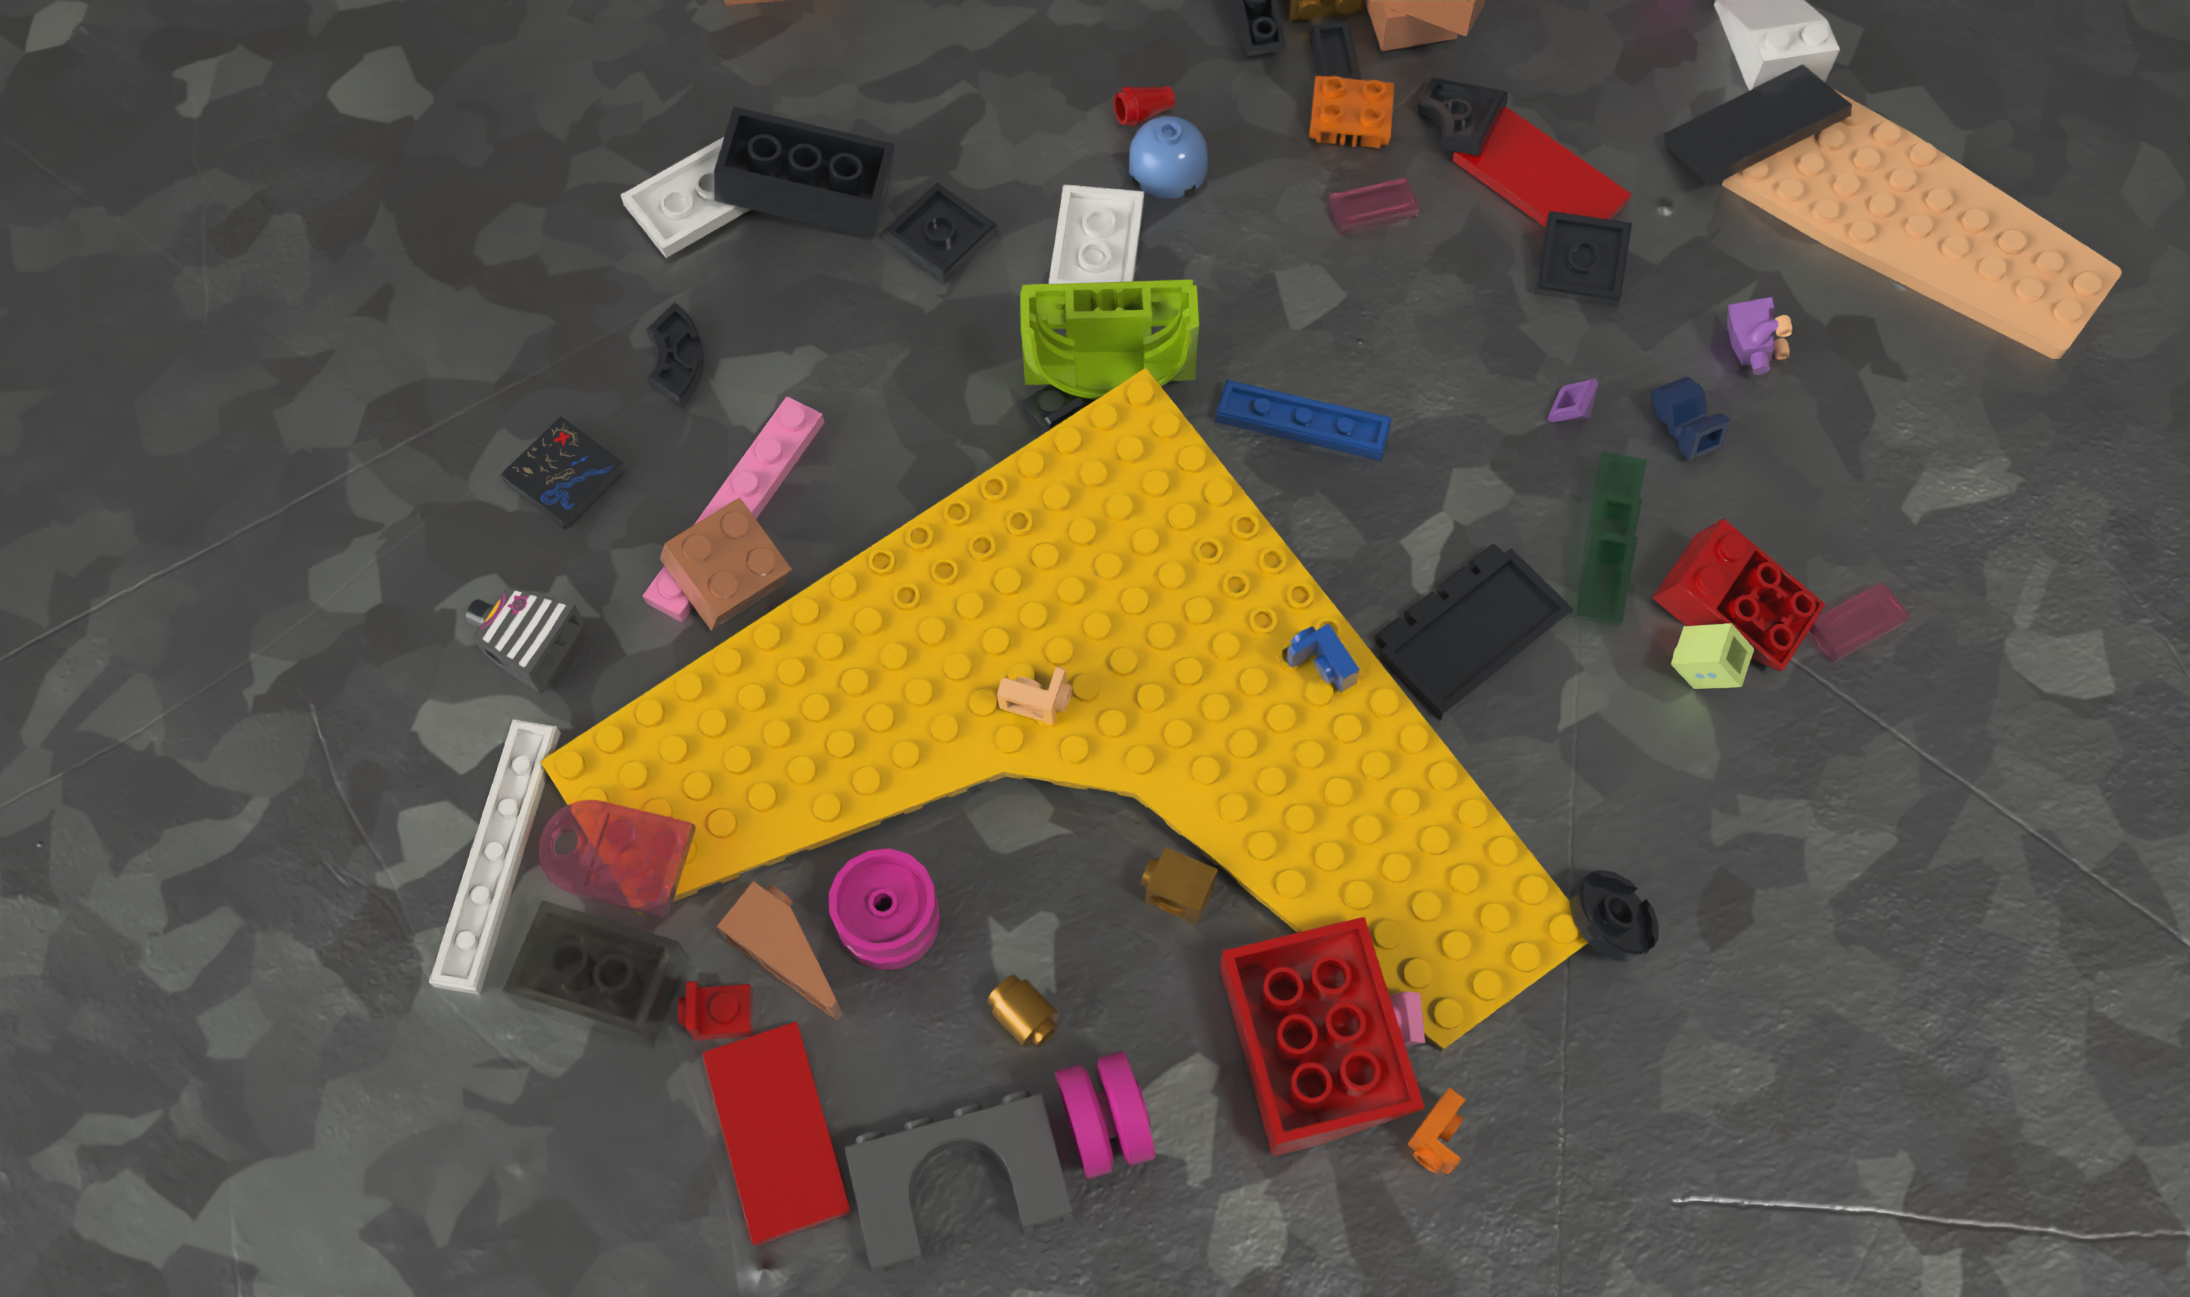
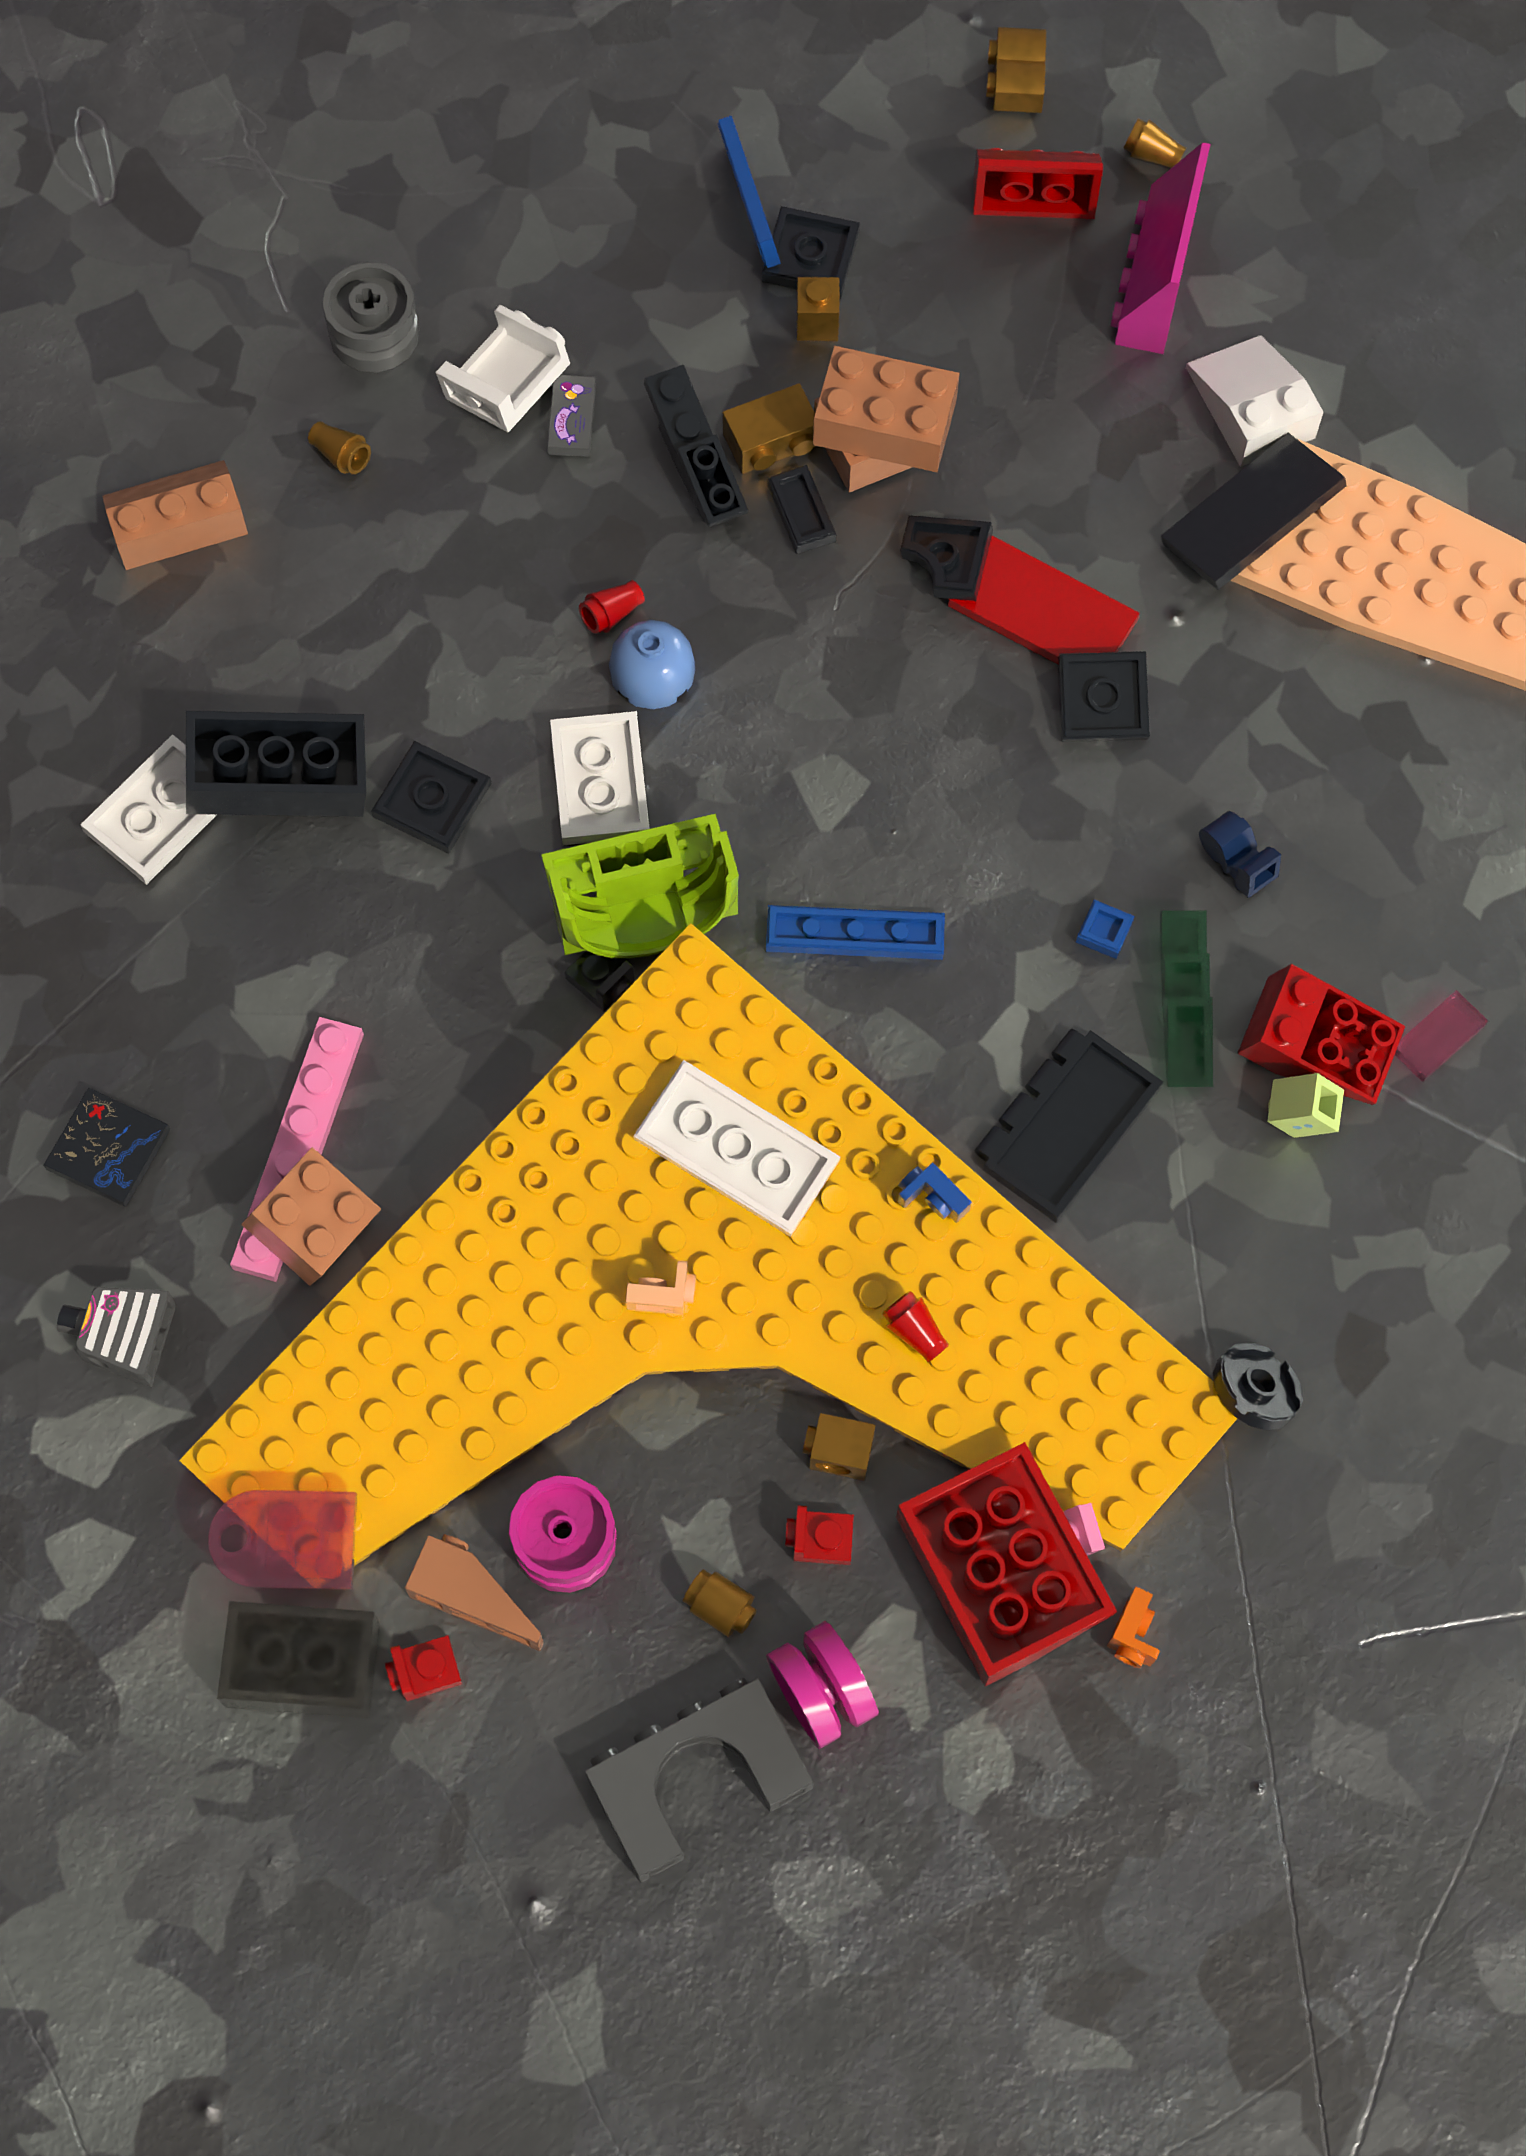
camera: 15 degrees left, 5 degrees up
(494, 859) = (158, 1564): white tile -> none
(679, 358) = (192, 992): black tile -> none
(776, 1134) = (511, 1771): red tile -> none
(1139, 969) = (820, 1536): none -> red bracket
(1141, 578) = (737, 1148): none -> white tile
(1278, 780) = (914, 1324): none -> red cone
(1352, 109) = (833, 571): orange hinge -> none
(1373, 206) = (877, 676): clear pink tile -> none
(1543, 462) = (1105, 929): none -> blue tile
(1574, 402) = (1123, 858): medium lavender slope -> none
(1752, 330) = (1289, 748): medium lavender piece -> none

